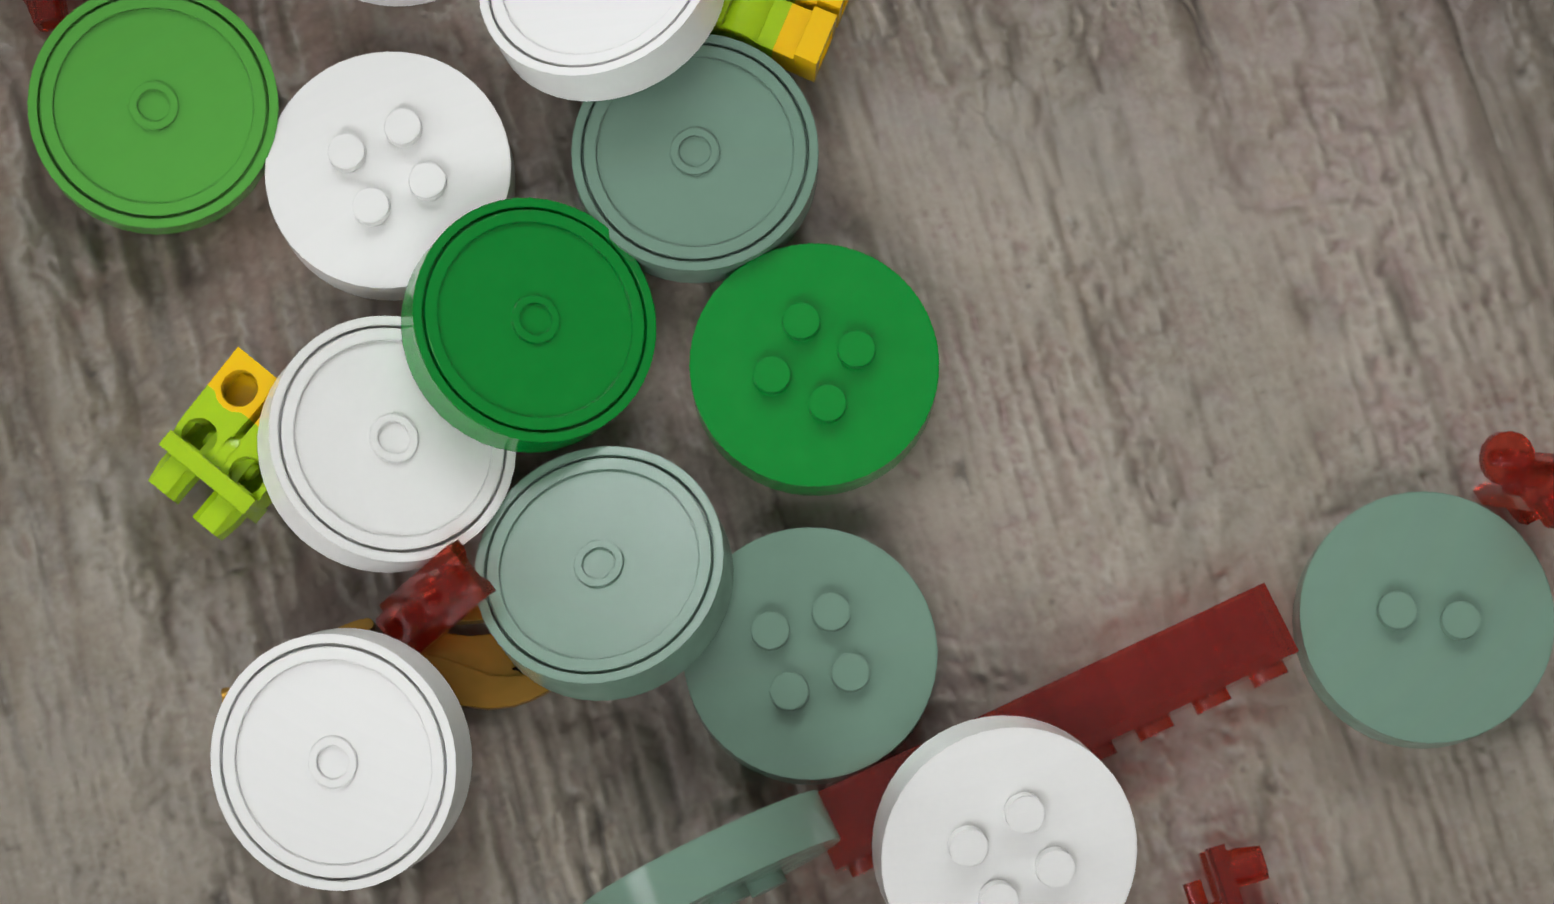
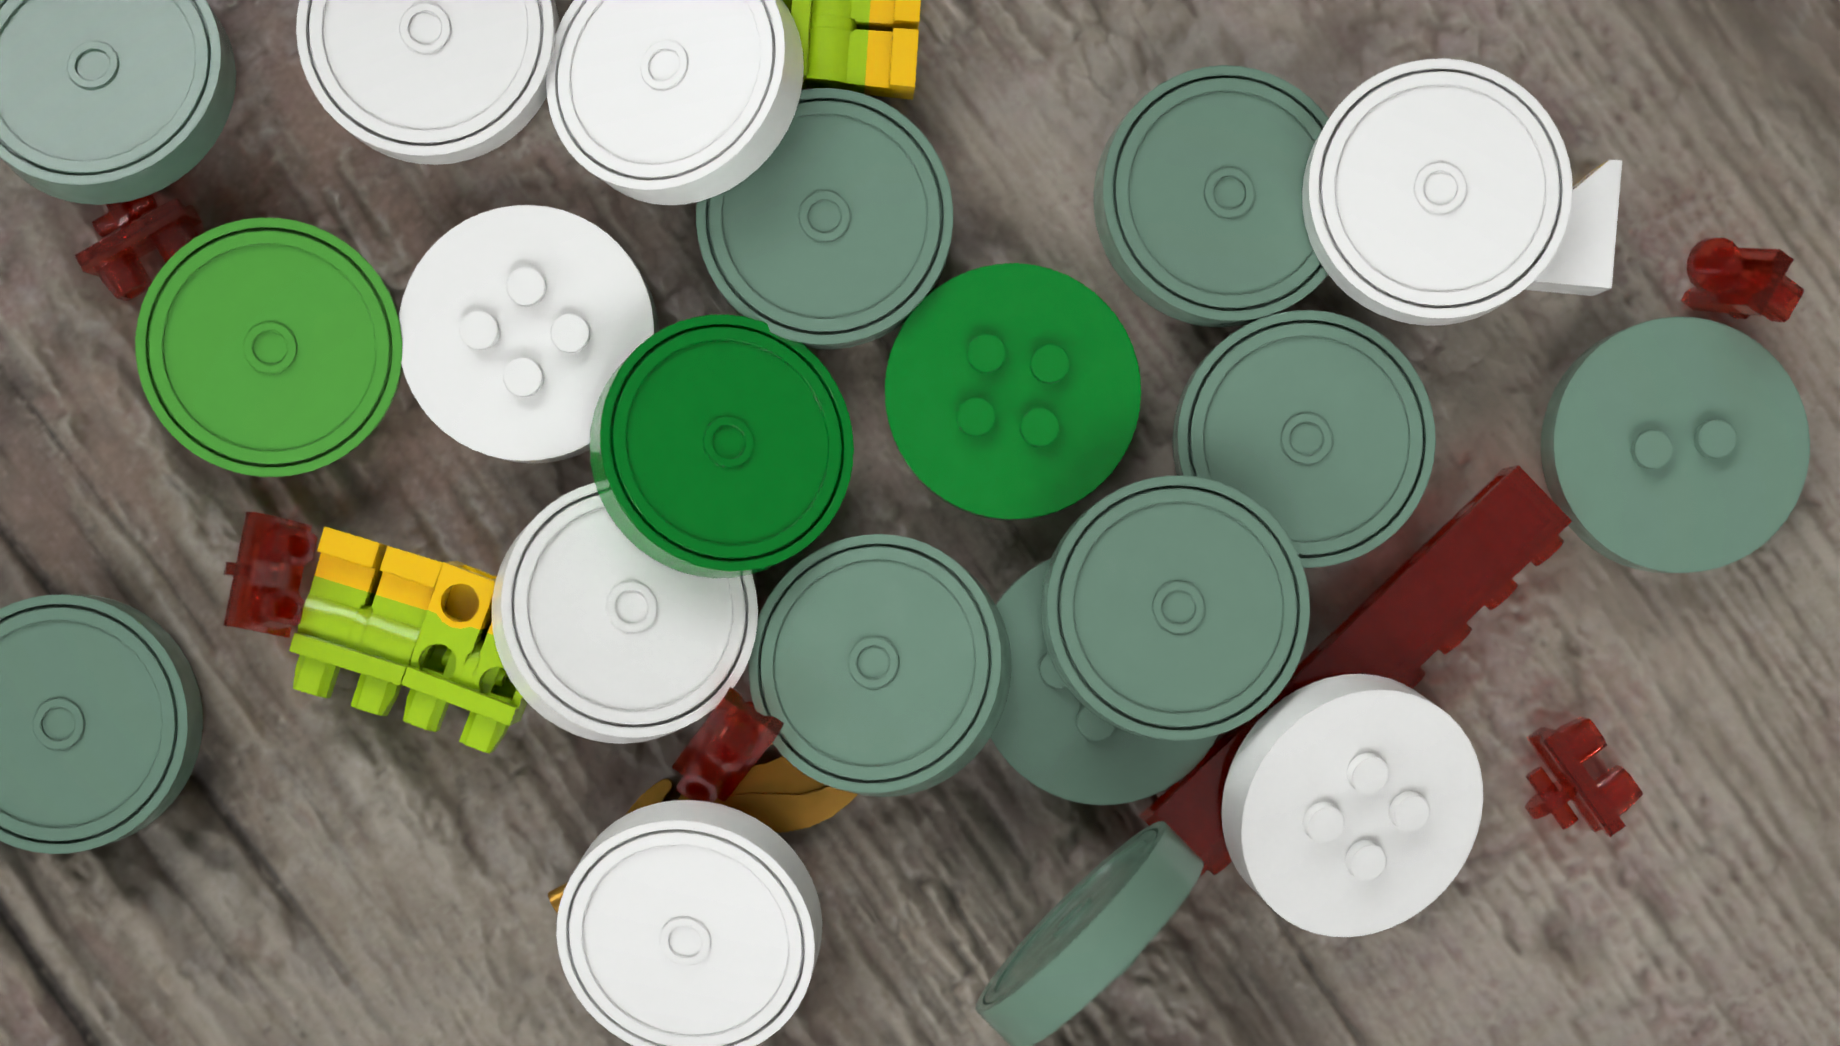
camera: 25 degrees left, 10 degrees up
(75, 308) = (269, 575): none -> clear red hips
(144, 376) = (362, 618): none -> lime hips
(894, 602) = (1175, 608): none -> sand green brick
(1068, 254) = (1208, 196): none -> sand green brick
(1070, 498) = (1314, 428): none -> sand green brick
(1263, 306) = (1437, 192): none -> white brick
(1382, 396) = (1588, 247): none -> white slope

